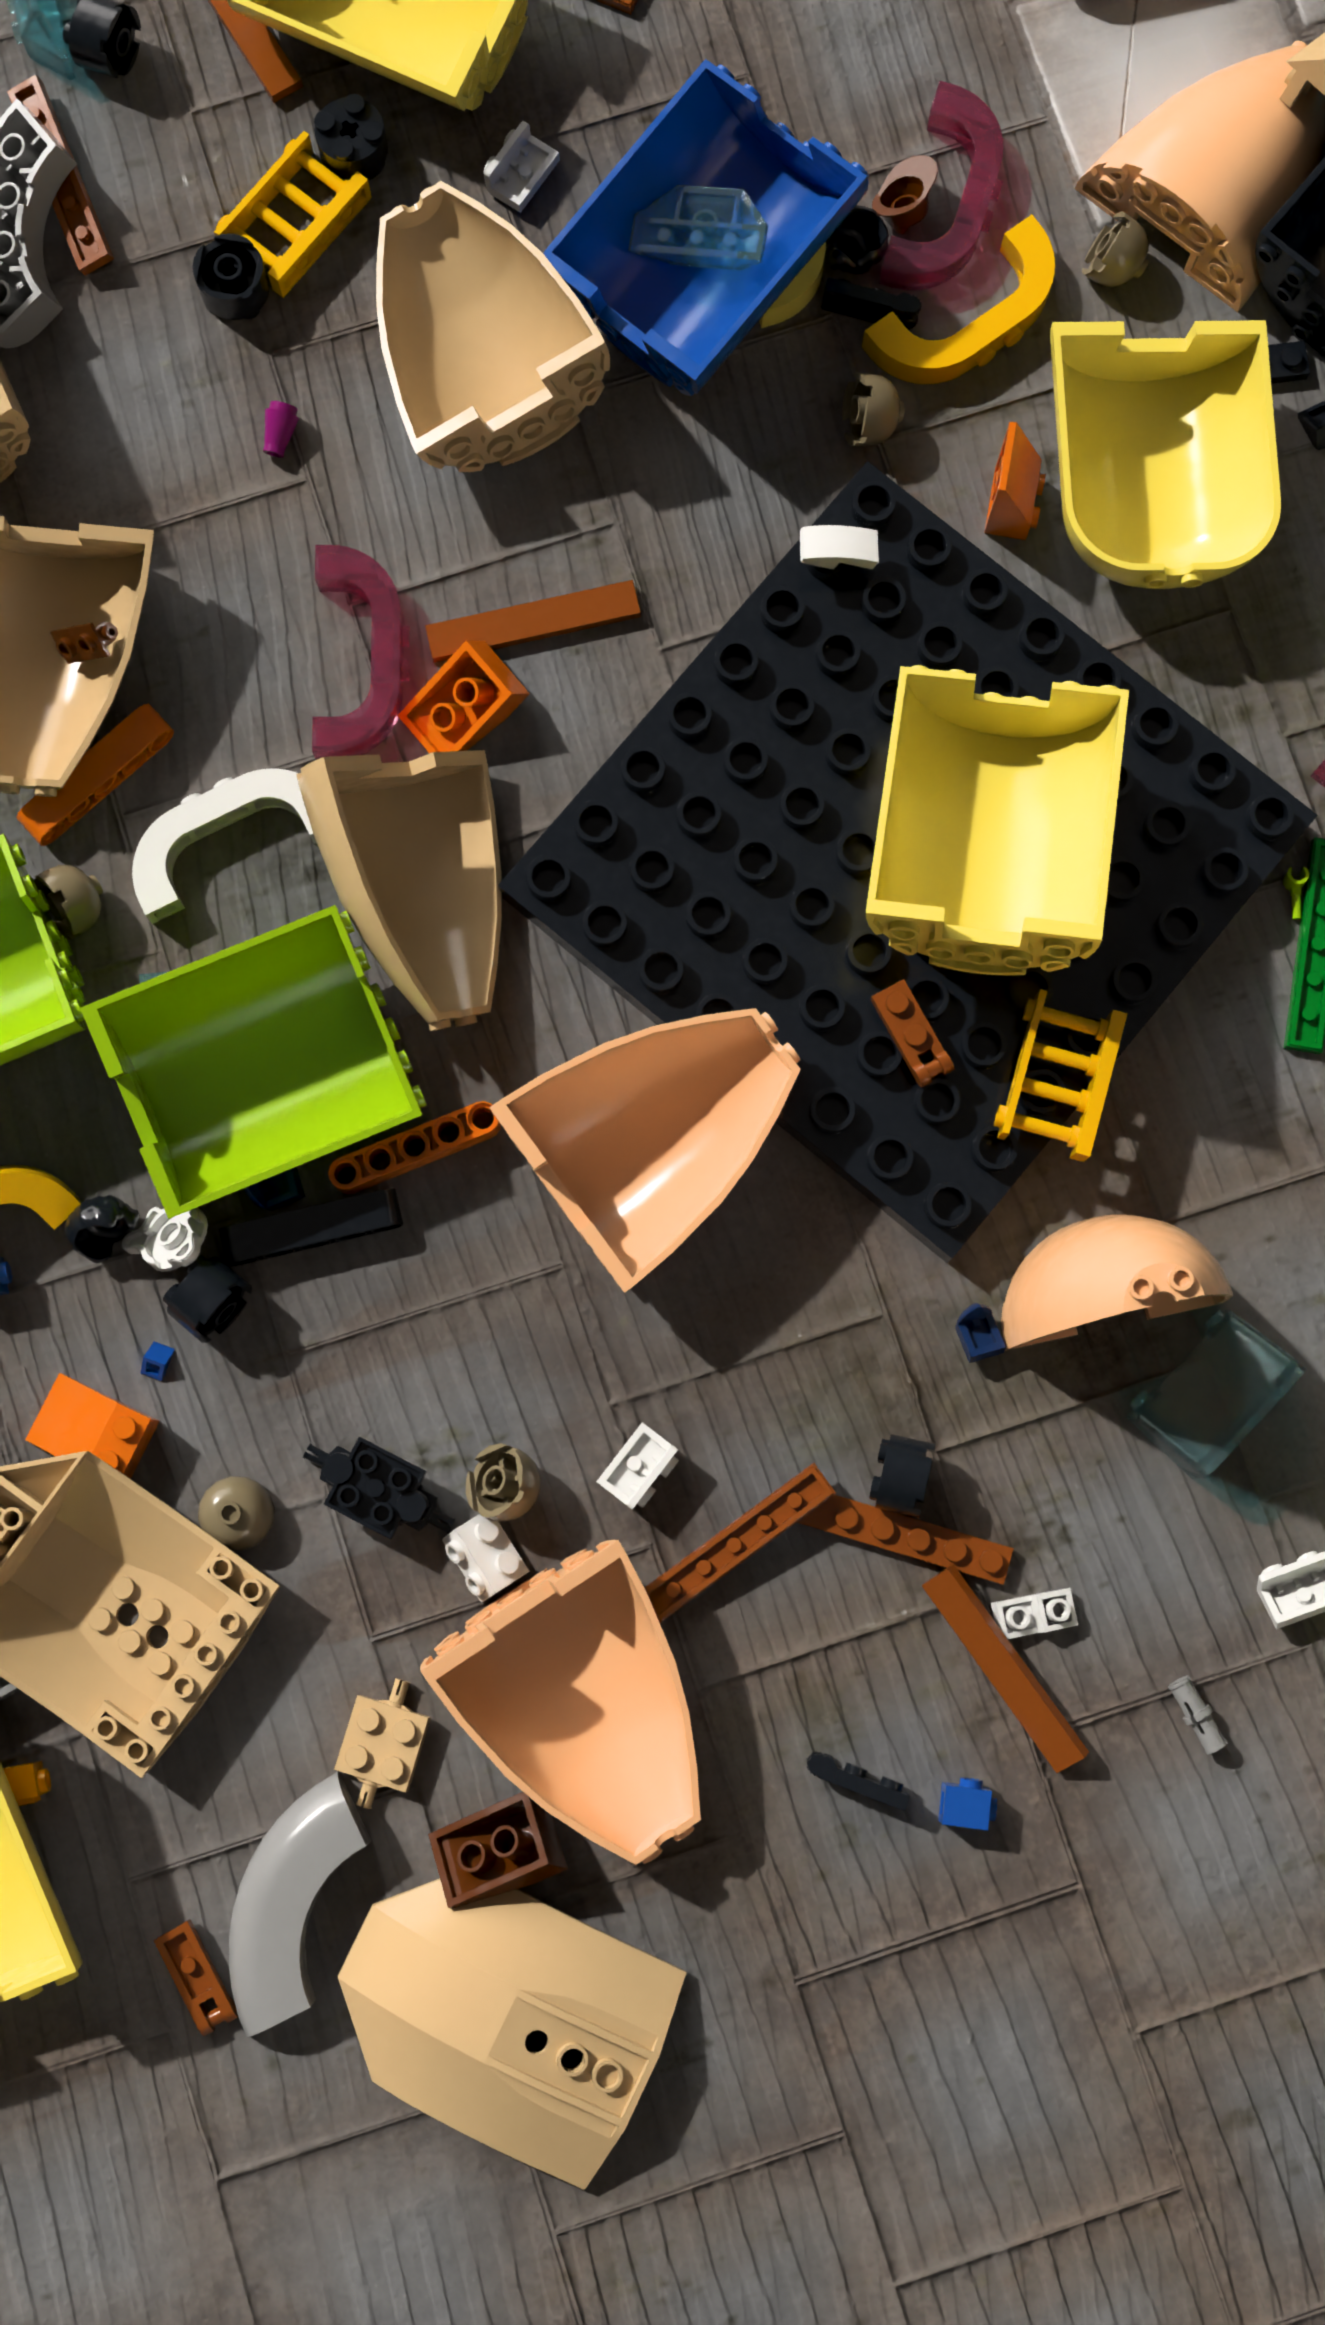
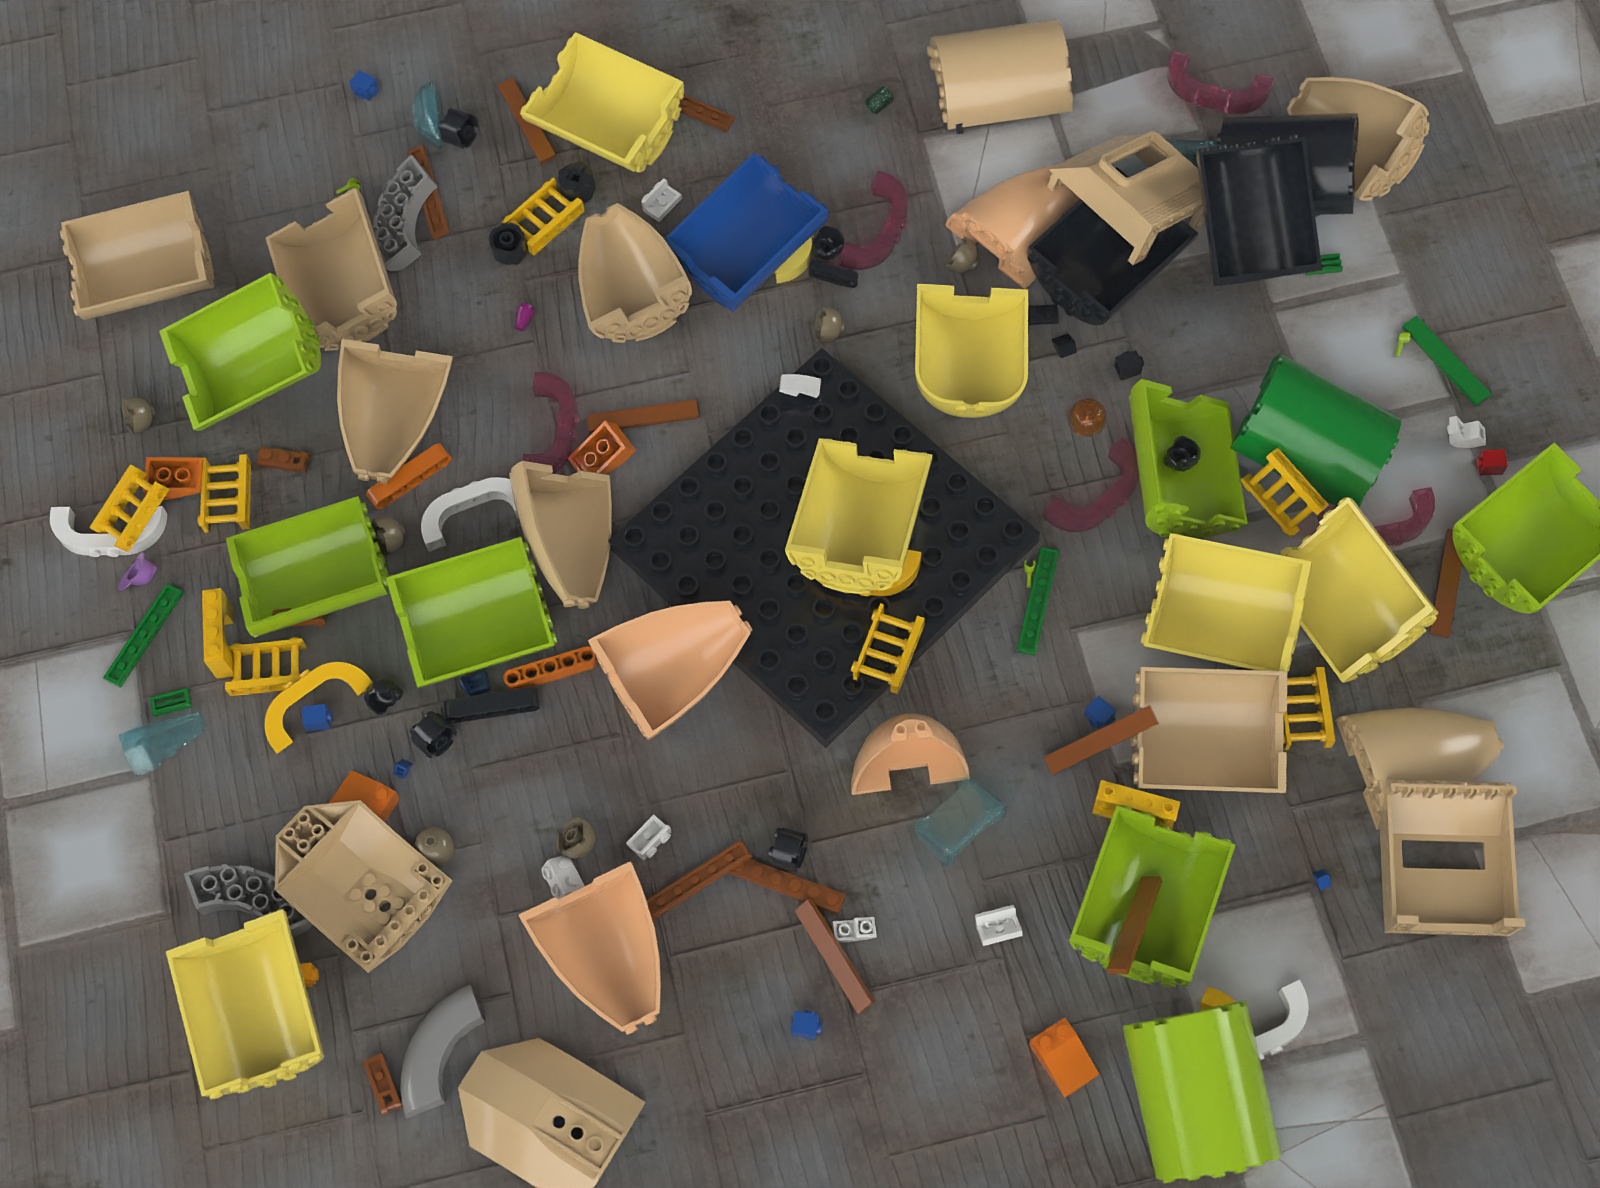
camera: 10 degrees right, 15 degrees down
(84, 641) = (411, 409): reddish brown hinge -> none
(168, 1242) = (416, 702): white tile -> none
(377, 1488) = (510, 837): black piece -> none
(382, 1743) = (497, 970): tan plate -> none
(497, 1851) = (551, 1026): reddish brown slope -> none
(701, 229) = (746, 232): clear light blue wedge -> none
(855, 1779) = (748, 1007): black hinge -> none
(905, 192) = (855, 223): reddish brown piece -> none
(911, 1032) = (813, 622): dark orange plate -> none
(939, 361) = (889, 293): yellow arch -> none
(979, 1333) = (838, 781): dark blue plate -> none
(1015, 487) = (896, 364): orange slope -> none
(1197, 1714) = (936, 988): light grey pin -> none

